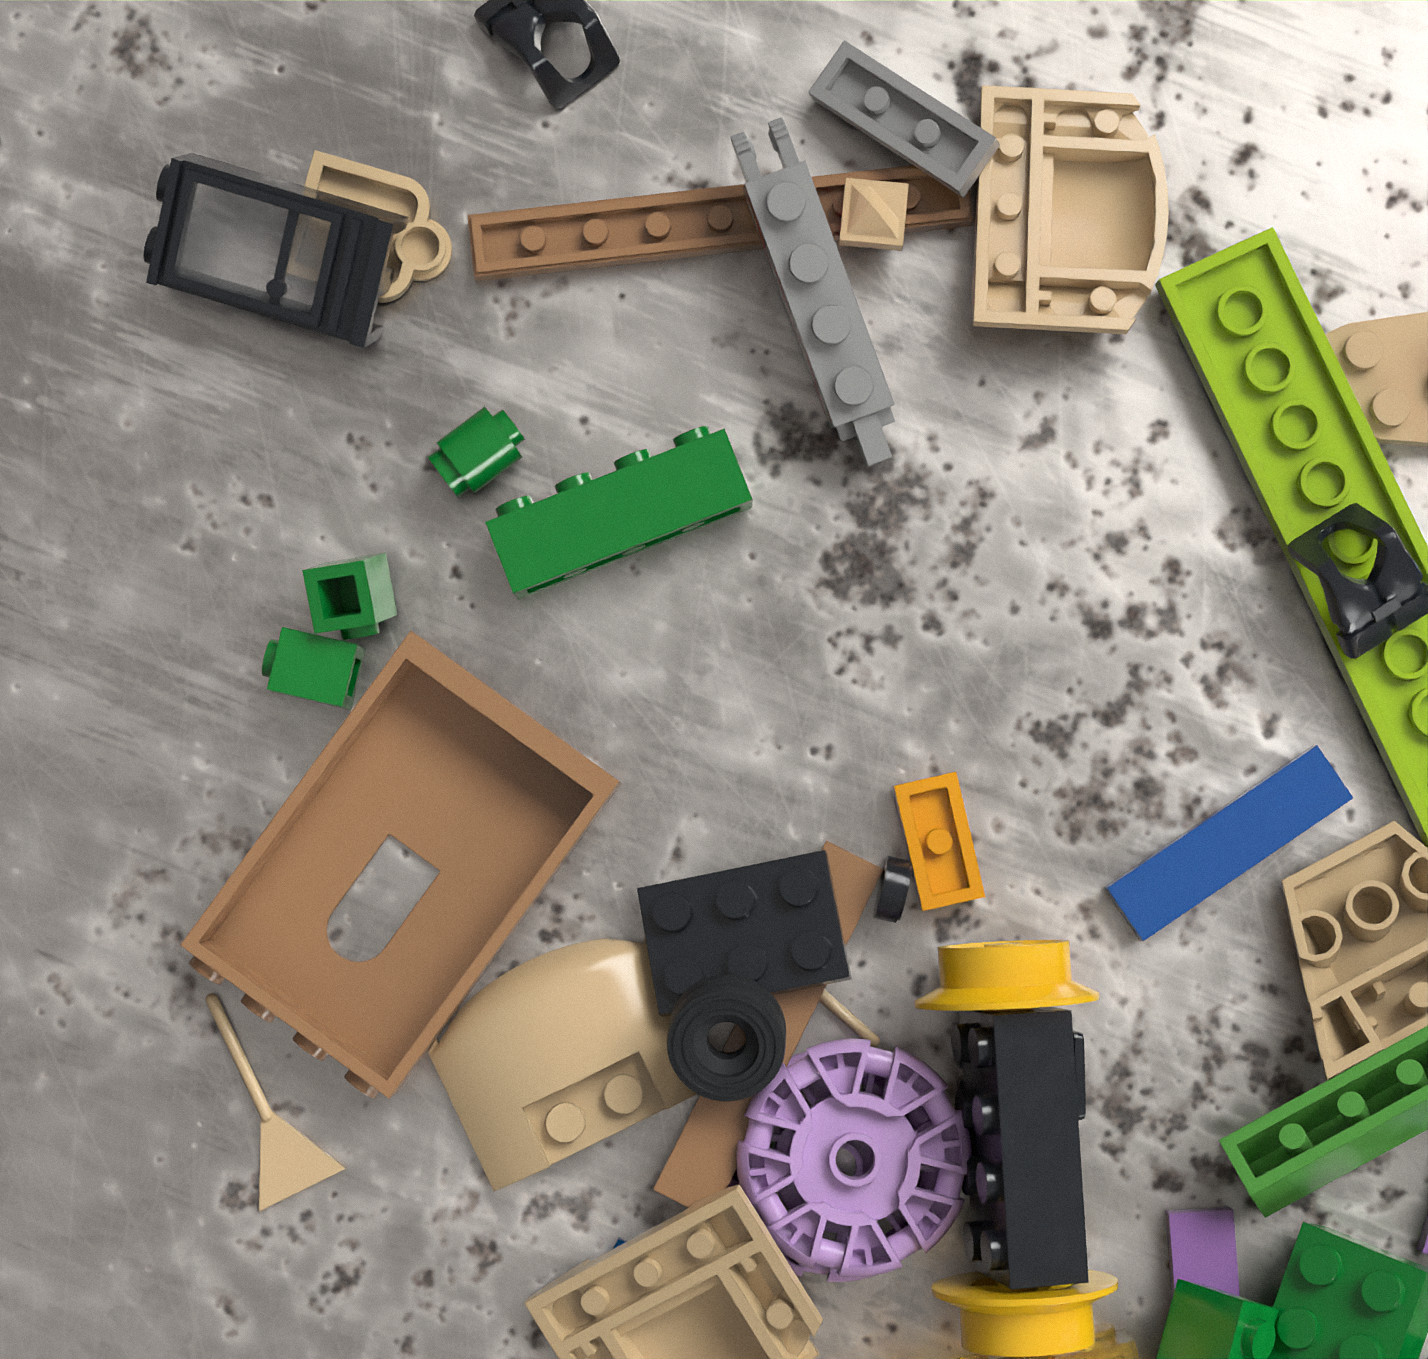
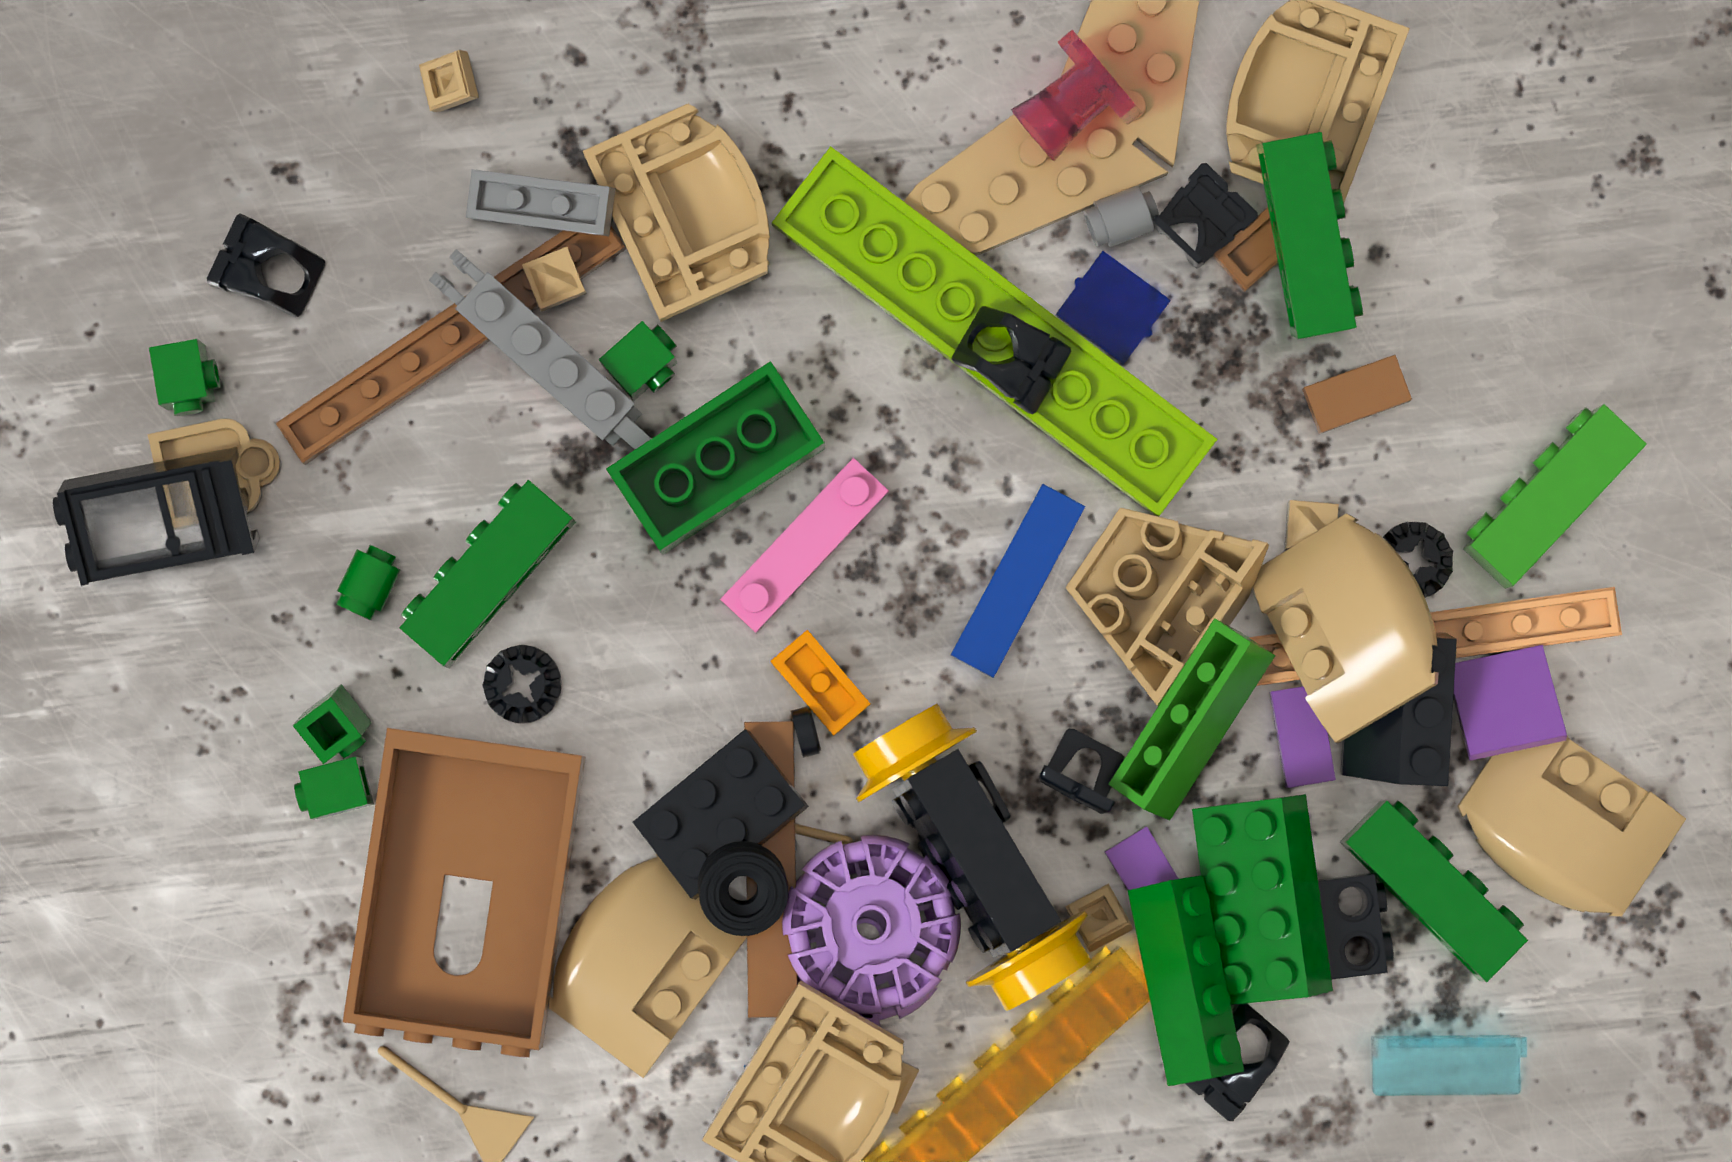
camera: 30 degrees left, 0 degrees up
(391, 106) = (184, 376): none -> green brick
(615, 680) = (544, 689): none -> black gear
(925, 359) = (641, 360): none -> green brick
(956, 517) = (716, 458): none -> green brick
(1002, 672) = (804, 545): none -> bright pink plate
(1136, 1293) = (1104, 917): none -> tan tile
(1223, 1116) = (1110, 762): none -> black piece

